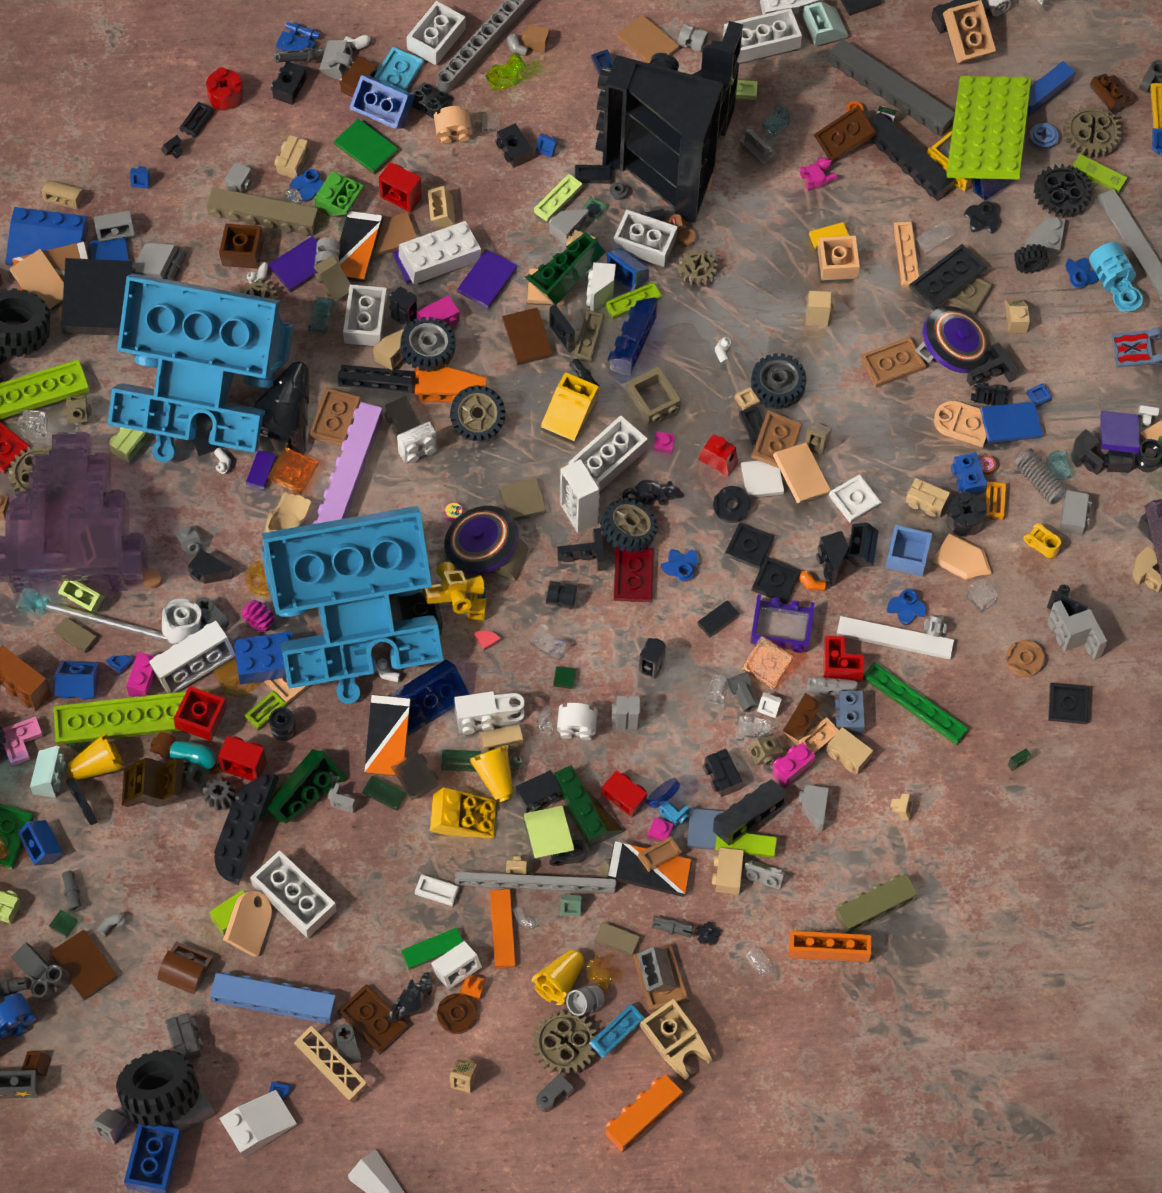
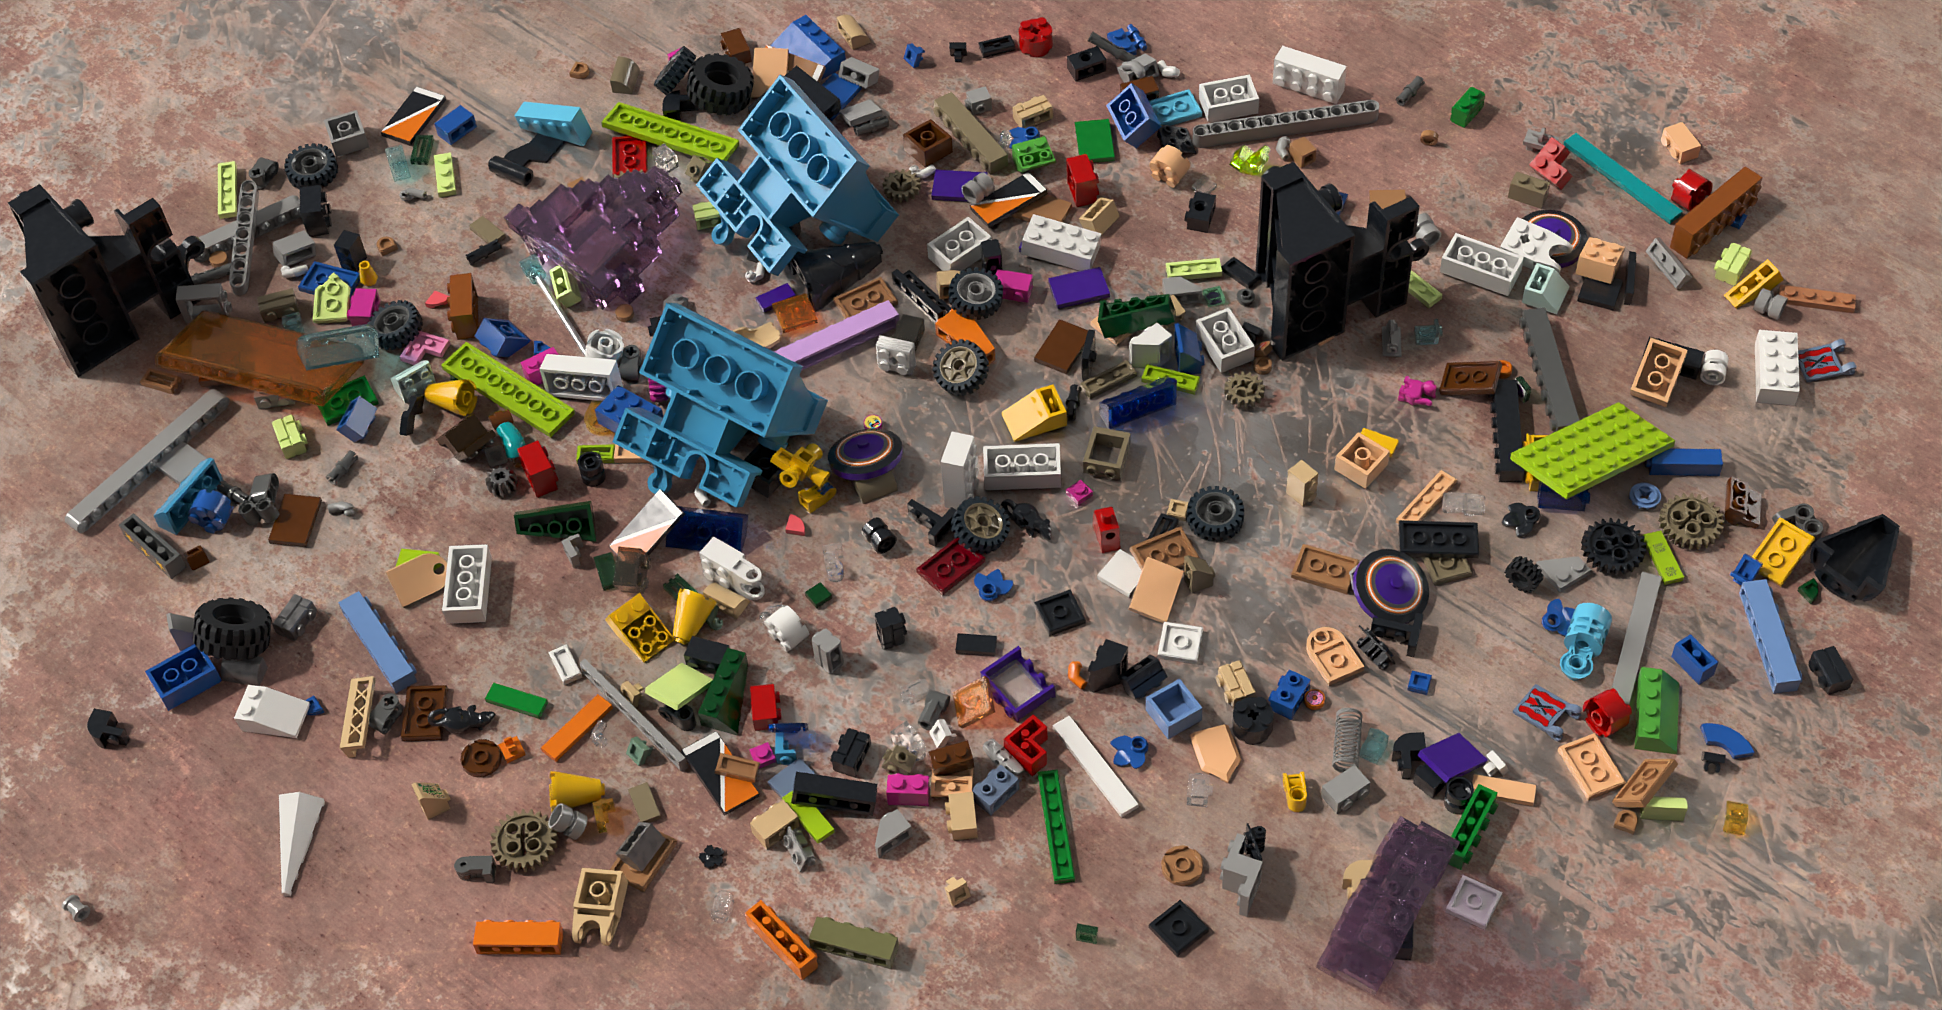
camera: 50 degrees right, 10 degrees down
(63, 923) = (314, 484): clear green tile -> none
(75, 635) = (535, 310): dark tan tile -> none
(184, 967) = (348, 572): reddish brown brick -> none
(200, 713) = (543, 415): red brick -> none
(243, 827) = (487, 513): black plate -> none
(321, 314) = (933, 229): clear light blue slope -> none
(332, 277) = (962, 203): dark tan brick -> none
(456, 965) = (514, 722): white brick -> none
(523, 499) = (927, 452): dark tan tile -> none
(546, 145) = (1226, 228): blue tile -> none
(617, 1030) = (564, 863): dark azure tile -> none
(672, 926) = (690, 828): dark grey pin -> none
(721, 349) = (1198, 460): white arm -> none
(735, 514) = (1081, 581): black tile -> none
(776, 580) = (1051, 652): black tile -> none
(935, 625) = (1133, 781): light grey gear -> none
(993, 514) = (1280, 741): light orange tile -> none
(1011, 422) = (1370, 683): blue tile -> none
(1017, 316) = (1465, 609): tan slope -> none

